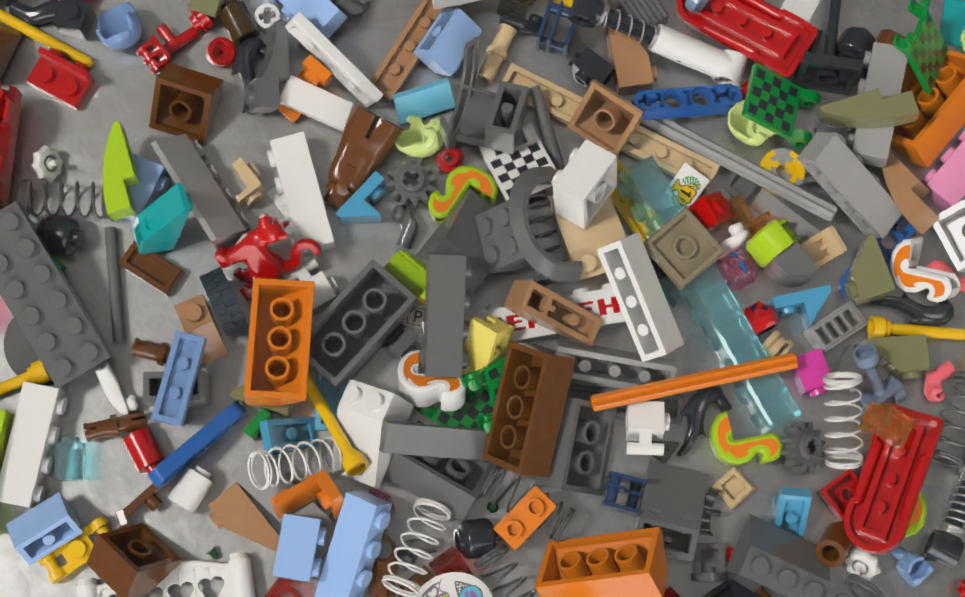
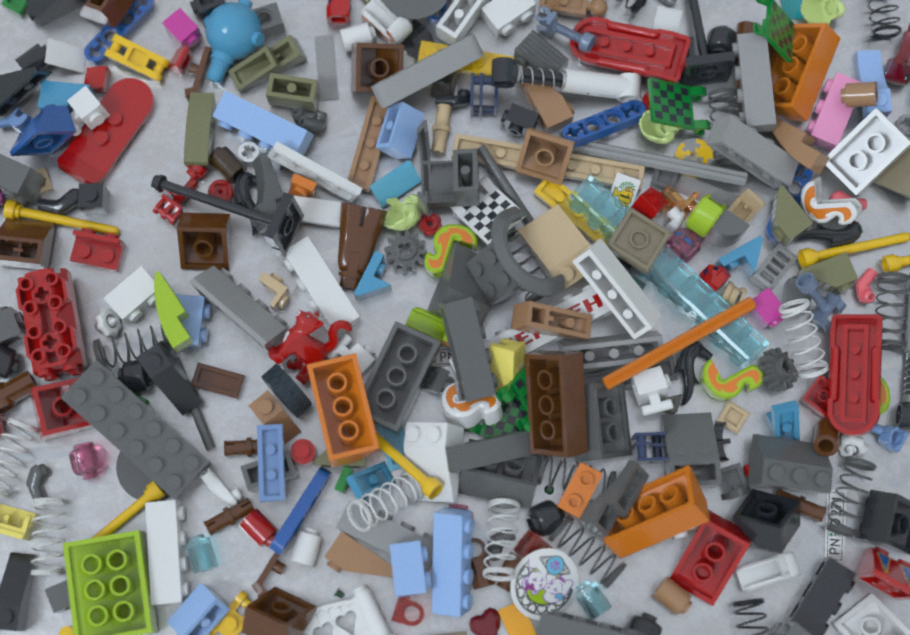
camera: 15 degrees left, 0 degrees up
(82, 141) = (132, 296): none -> white brick
(95, 246) = (170, 377): none -> black slope
(119, 27) = (133, 195): medium blue hair -> none
(162, 221) = (218, 341): teal slope -> none
(222, 378) = (303, 452): none -> red brick
(274, 111) = (281, 226): none -> black tile
(313, 487) = (405, 516): orange bracket -> none
(408, 224) = (413, 285): dark grey arm -> none
(563, 542) = (615, 500): none -> dark grey slope
(584, 183) = (545, 212): white brick -> none
(871, 111) = (752, 89): olive slope -> none
(887, 423) = (839, 330): clear orange bracket -> none

